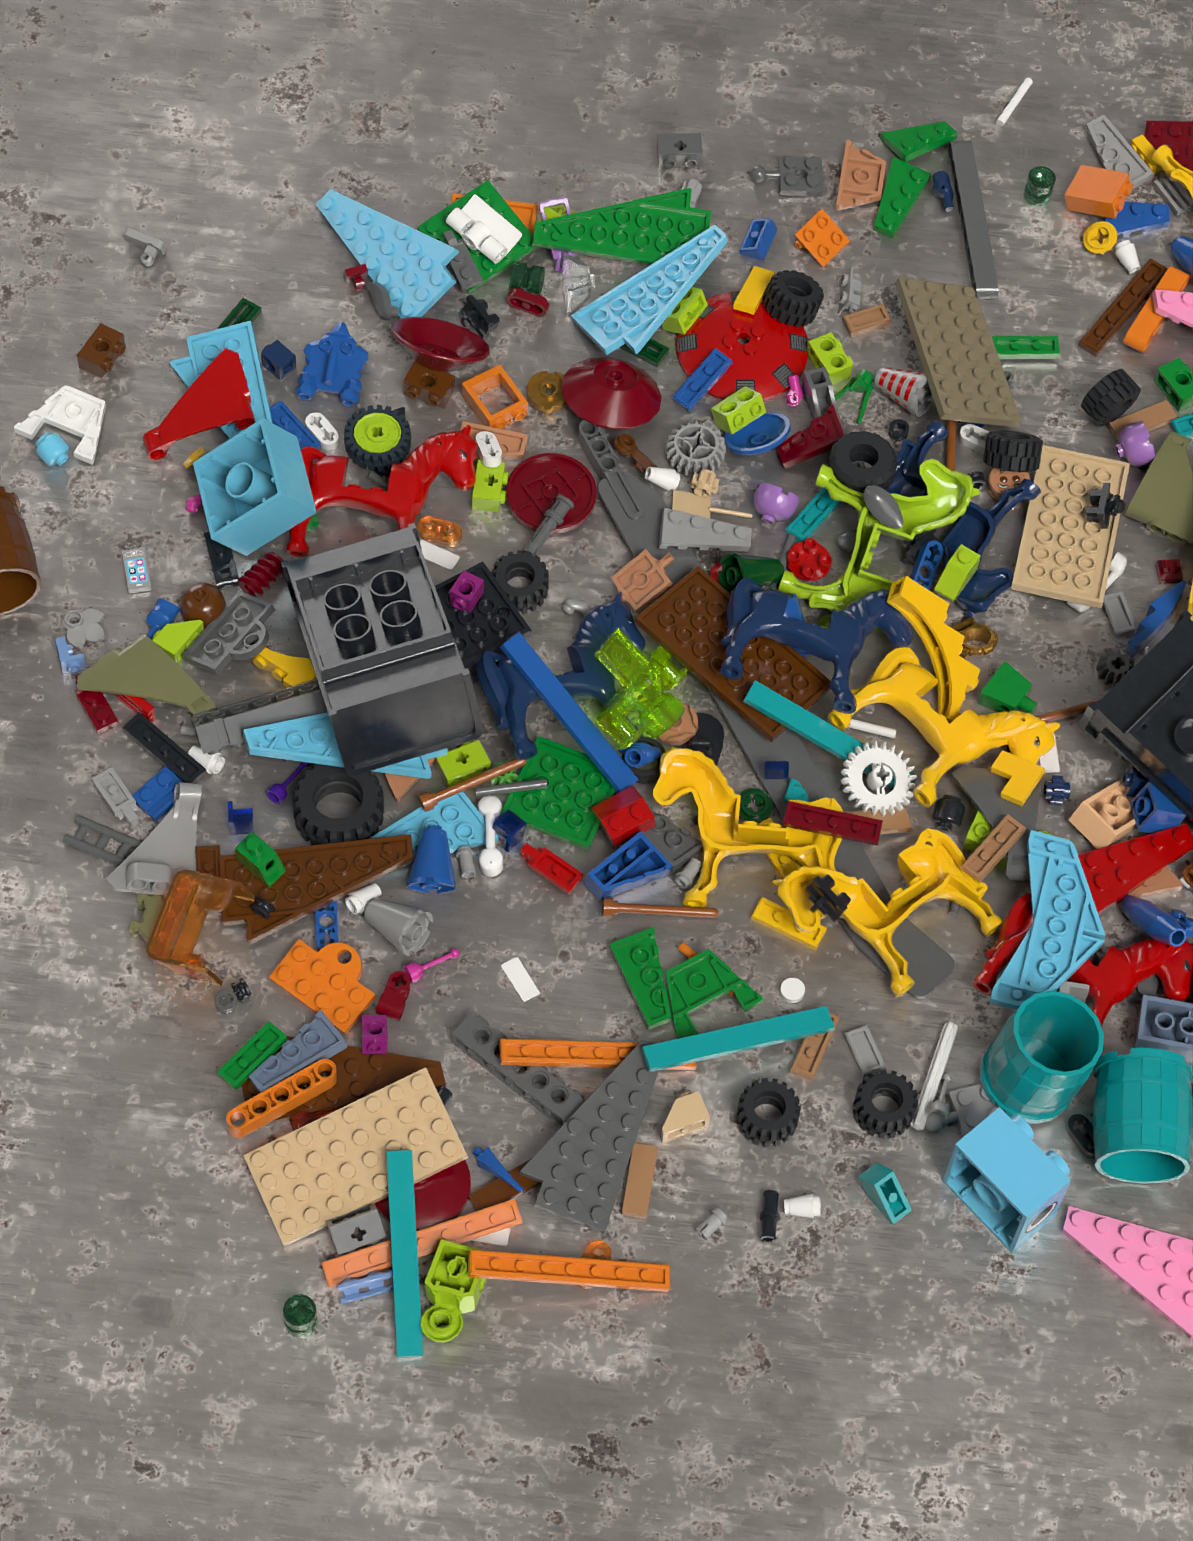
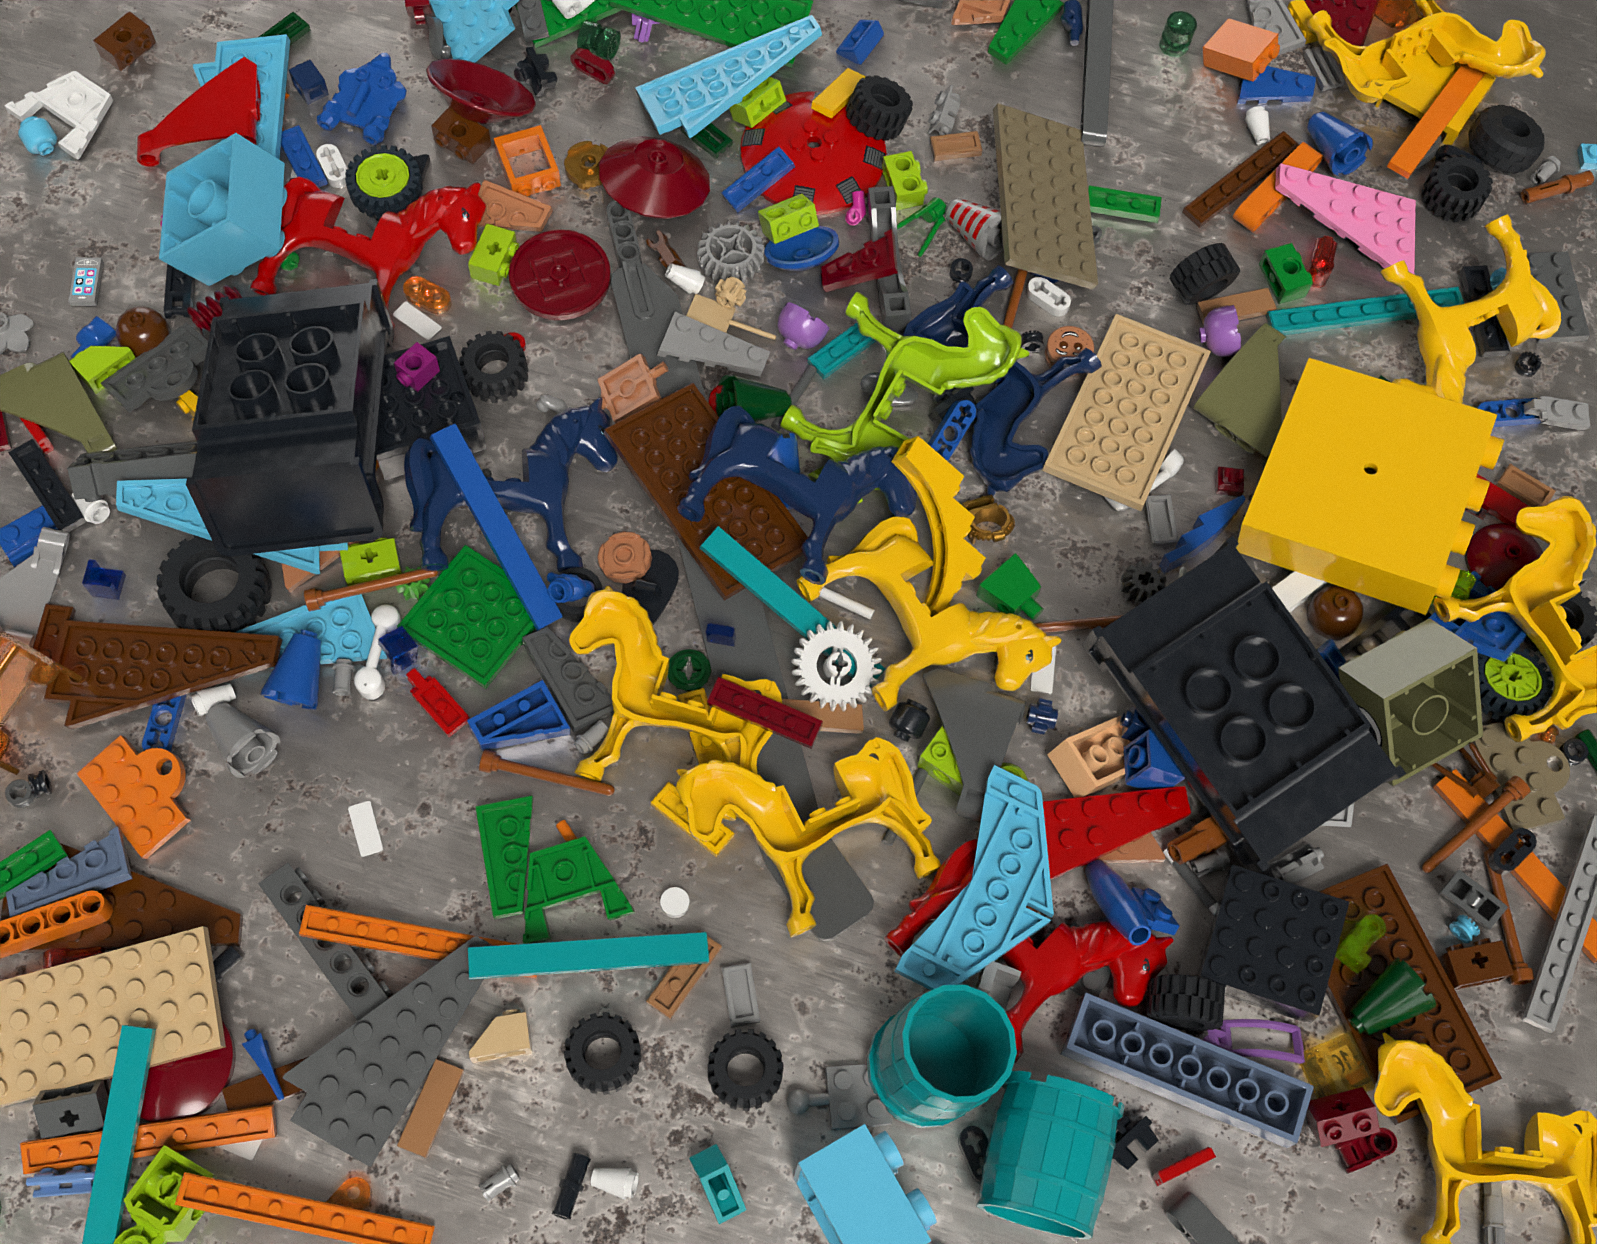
camera: 10 degrees right, 5 degrees up
(255, 855) = (94, 625): green torso -> none
(262, 908) = (87, 692): black bush -> none
(278, 792) = (157, 555): dark purple hinge -> none
(374, 1034) = (174, 858): magenta brick -> none
(394, 999) = (208, 827): dark red piece -> none
(416, 970) = (245, 797): dark pink hinge -> none
(490, 447) = (500, 214): white beam -> none
(511, 787) = (415, 600): dark grey bar -> none
(553, 518) = (550, 302): dark grey pin -> none
(576, 283) = (648, 53): clear slope -> none
(624, 816) = (530, 658): red slope -> none
(625, 444) = (651, 233): reddish brown plate -> none
(640, 691) = (584, 513): clear neon green piece -> none
(795, 792) = (738, 666): teal tile -> none
(809, 560) = (824, 398): red dish -> none
(821, 238) = (927, 50): orange hinge -> none
(825, 898) = (727, 807): black hips -> none
(866, 448) = (907, 281): black tyre -> none
(883, 506) = (914, 351): dark grey arm -> none
(934, 1075) = (814, 1043): white axle -> none
(939, 1106) = (809, 1086): light grey hinge -> none
(957, 573) = (984, 442): lime slope -> none
(993, 848) = (947, 777): medium nougat tile -> none
(1013, 451) = (1080, 315): black tyre -> none
(1022, 776) = (1002, 693): yellow tile -> none
(1092, 235) = (1225, 95): yellow gear -> none
(1107, 506) = (1174, 394): black hips -> none

